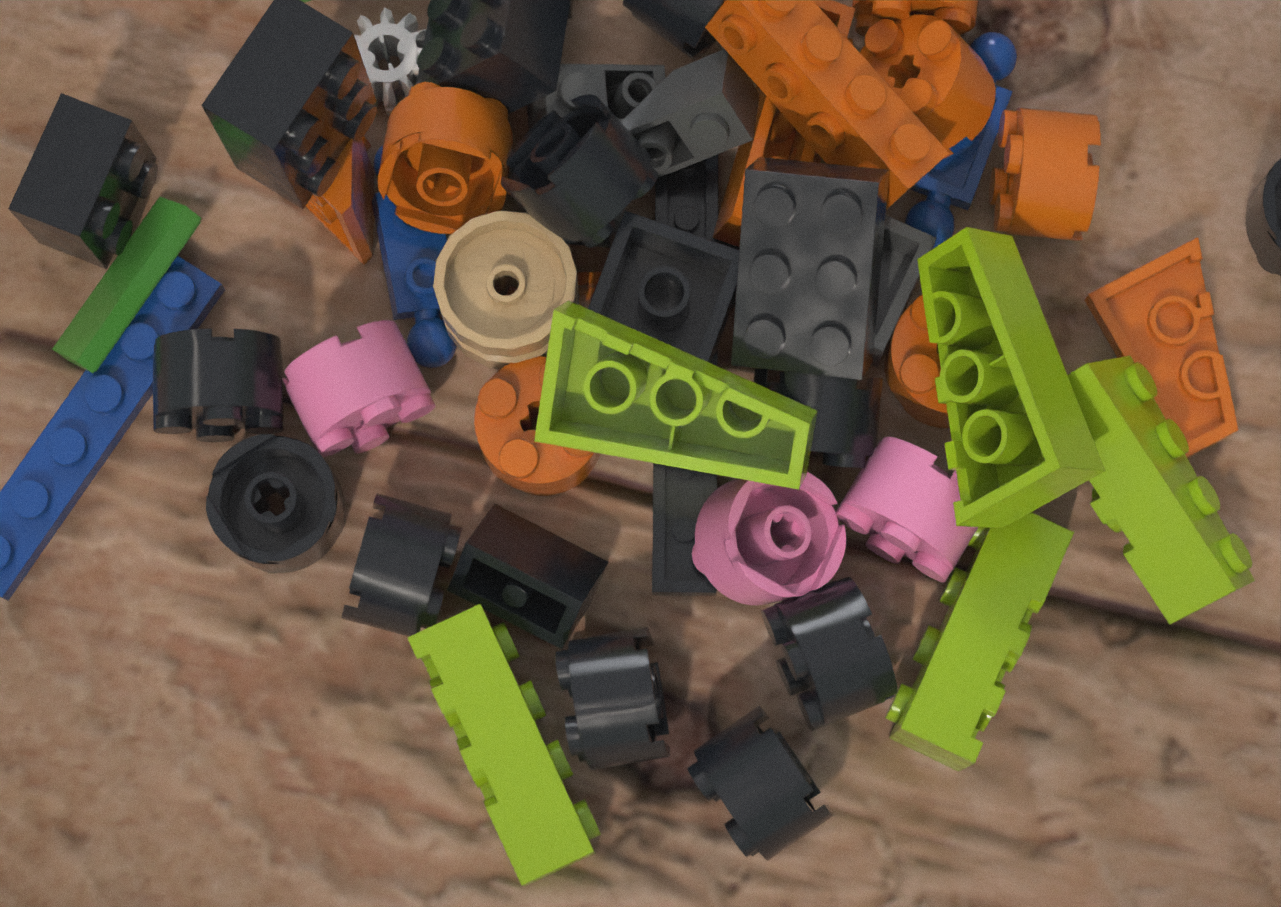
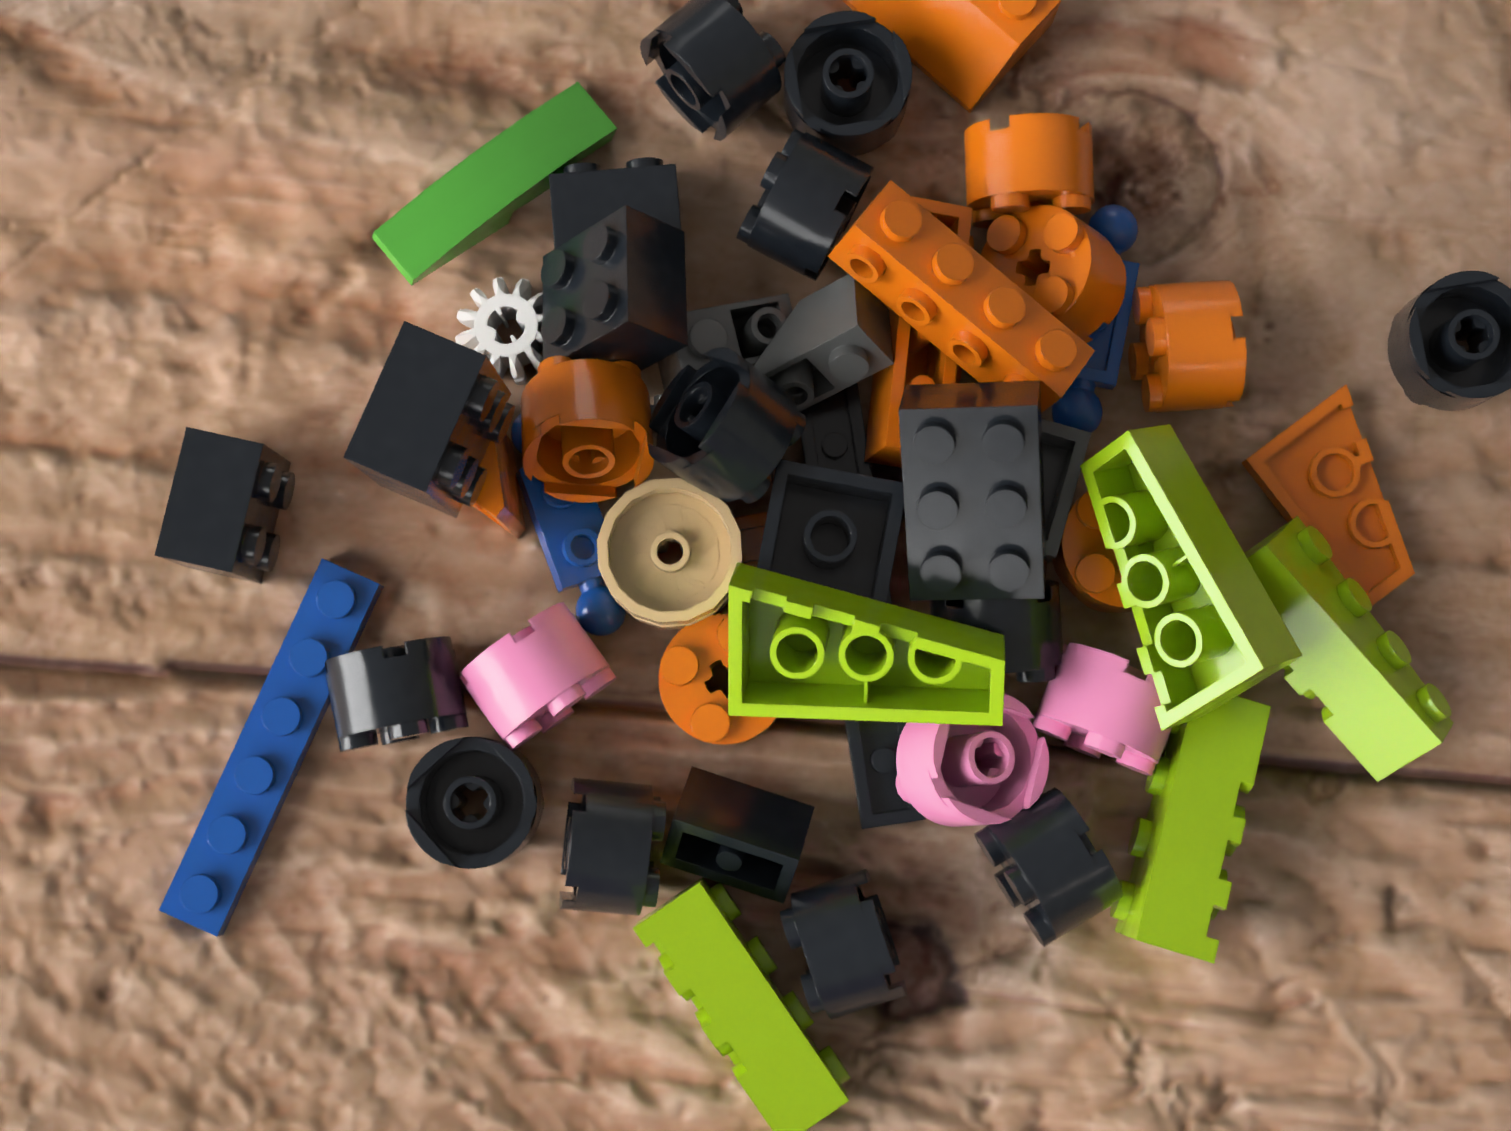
camera: 10 degrees left, 5 degrees up
(127, 284) = (285, 600): bright green tile -> none
(759, 785) = (1000, 1009): black brick -> none

